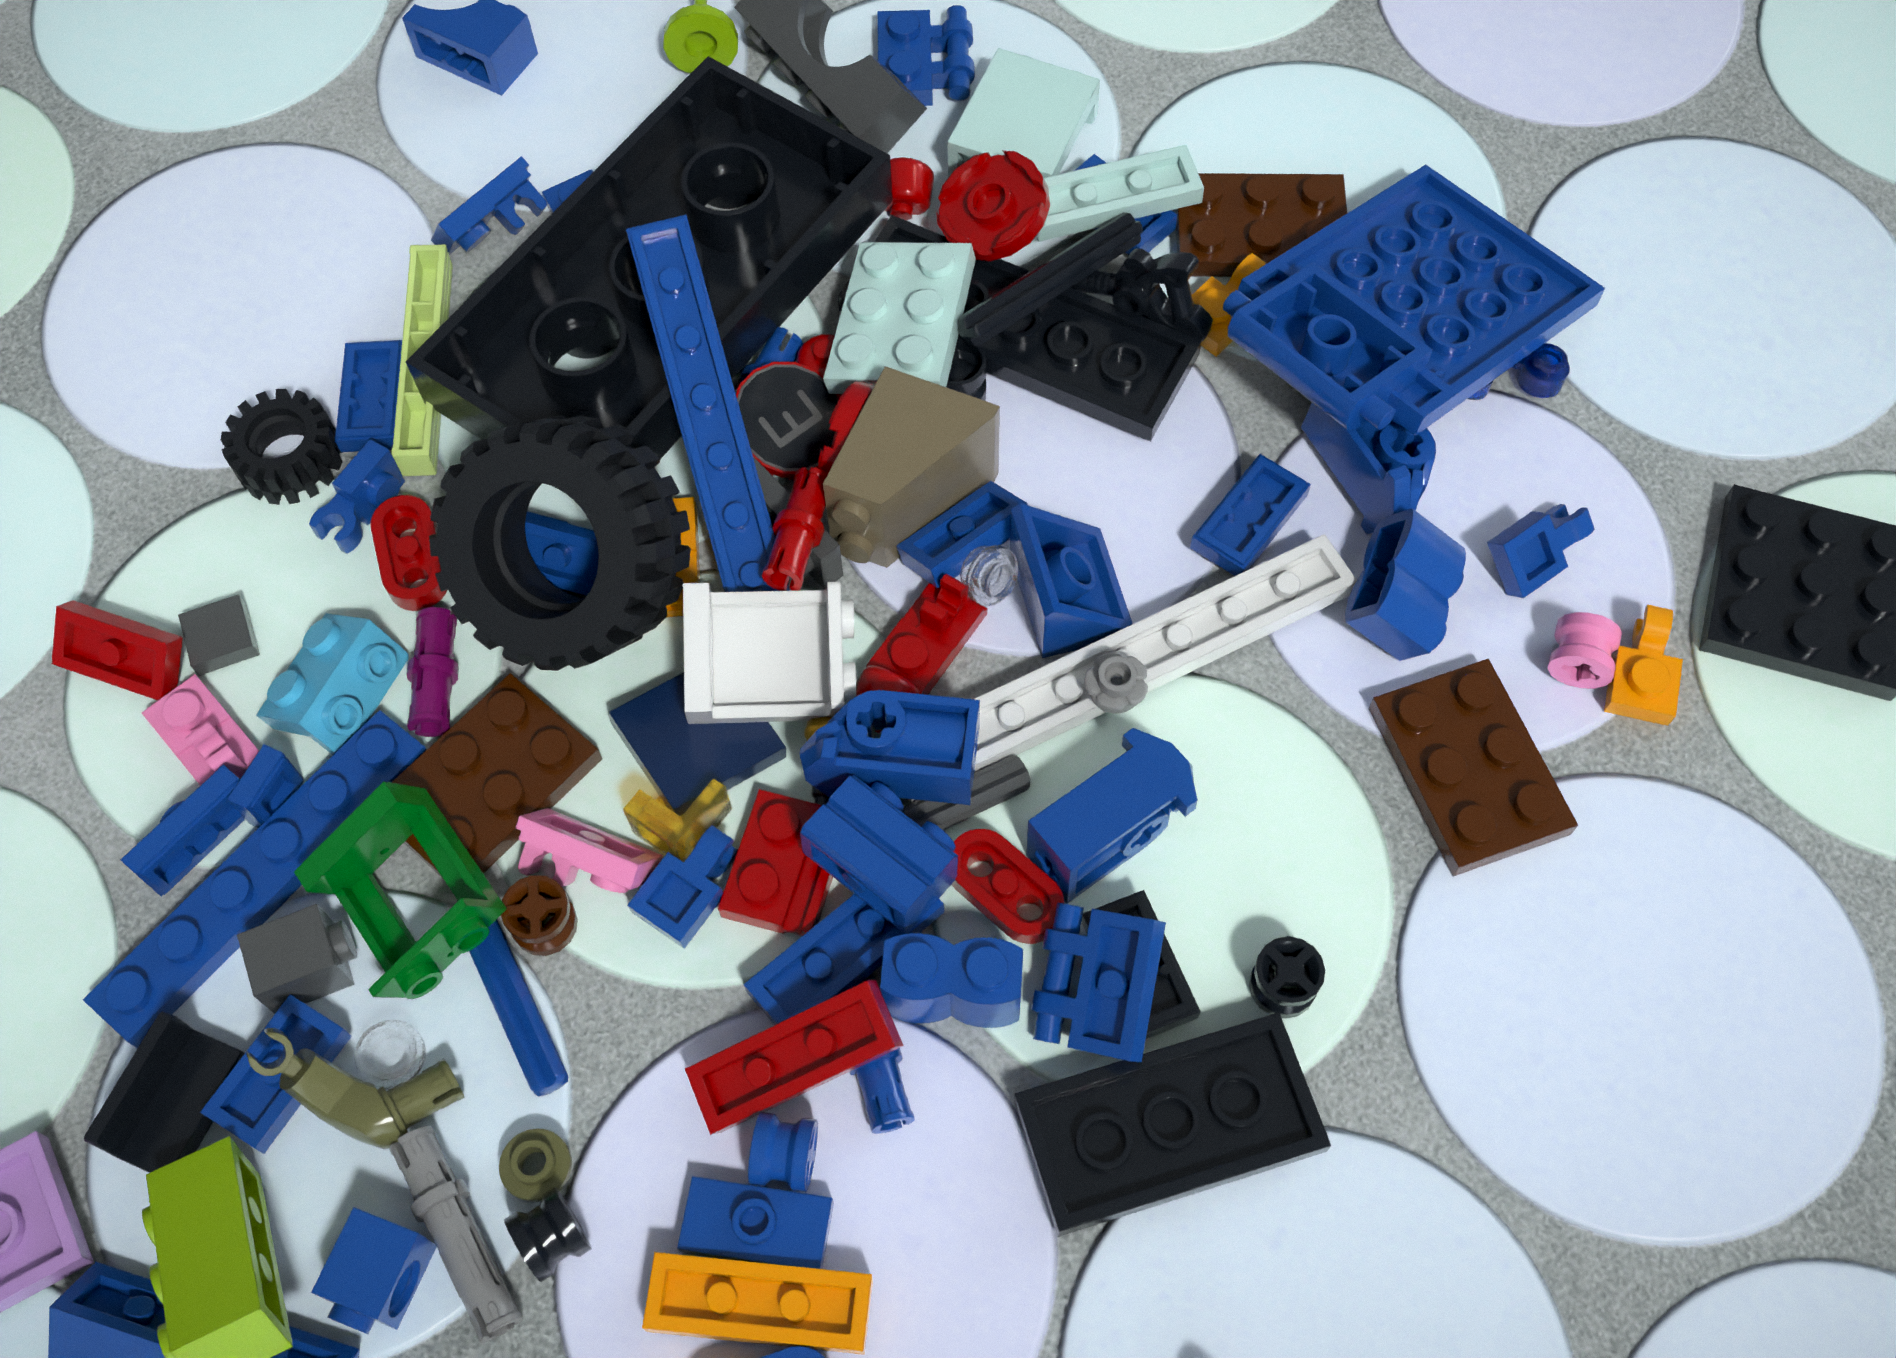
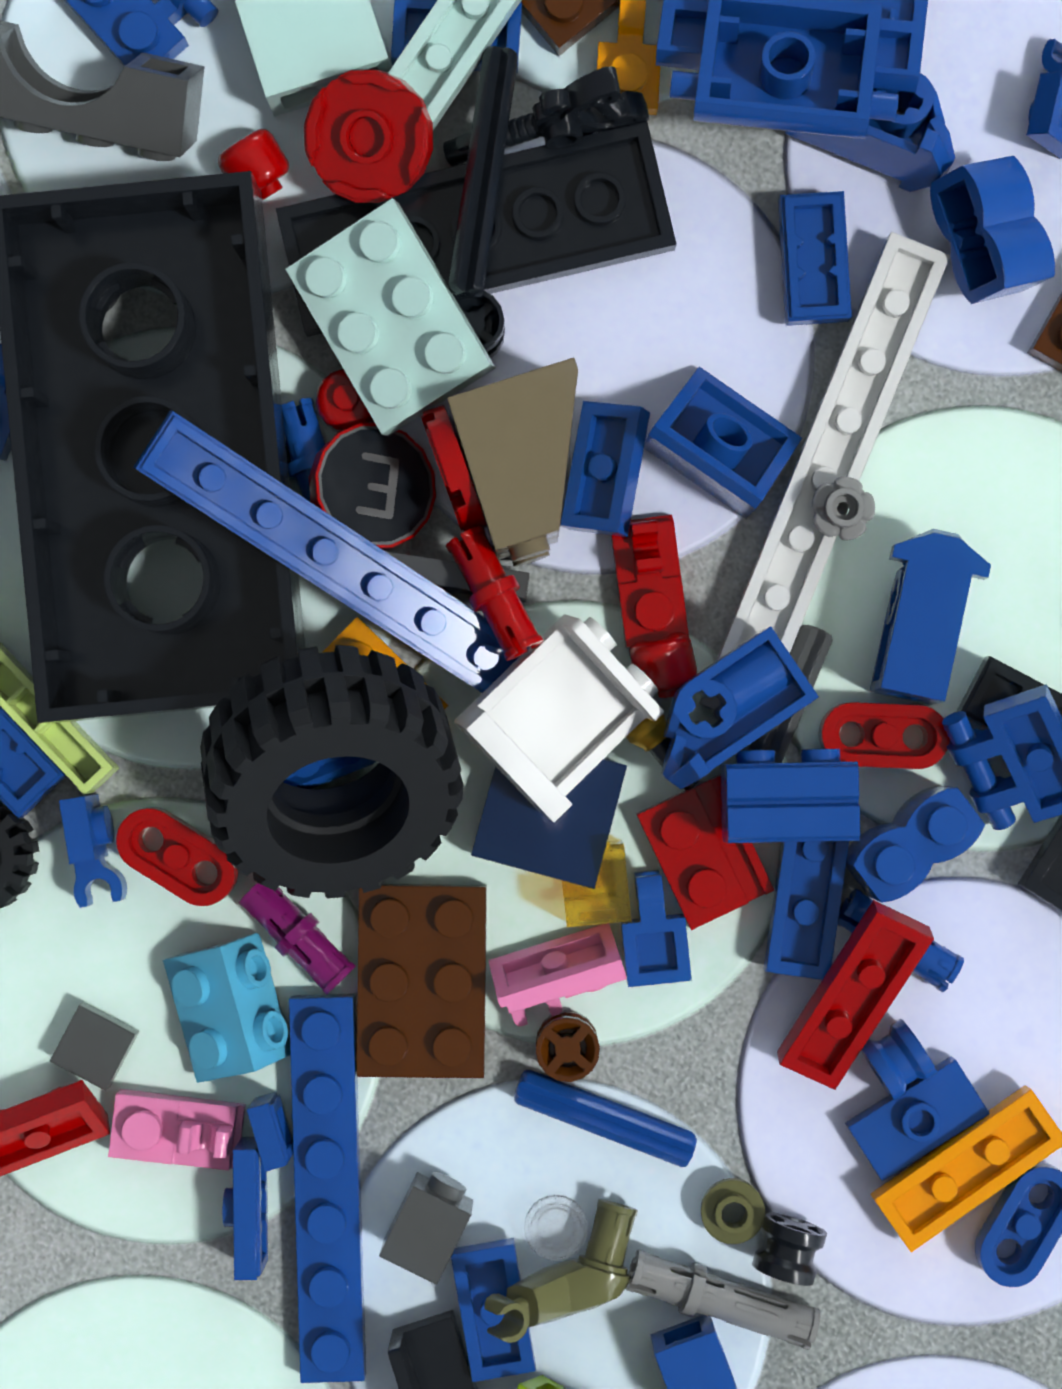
camera: 40 degrees left, 25 degrees up
(361, 845) = (505, 1158): green panel -> none
(989, 574) = (658, 489): clear plate -> none

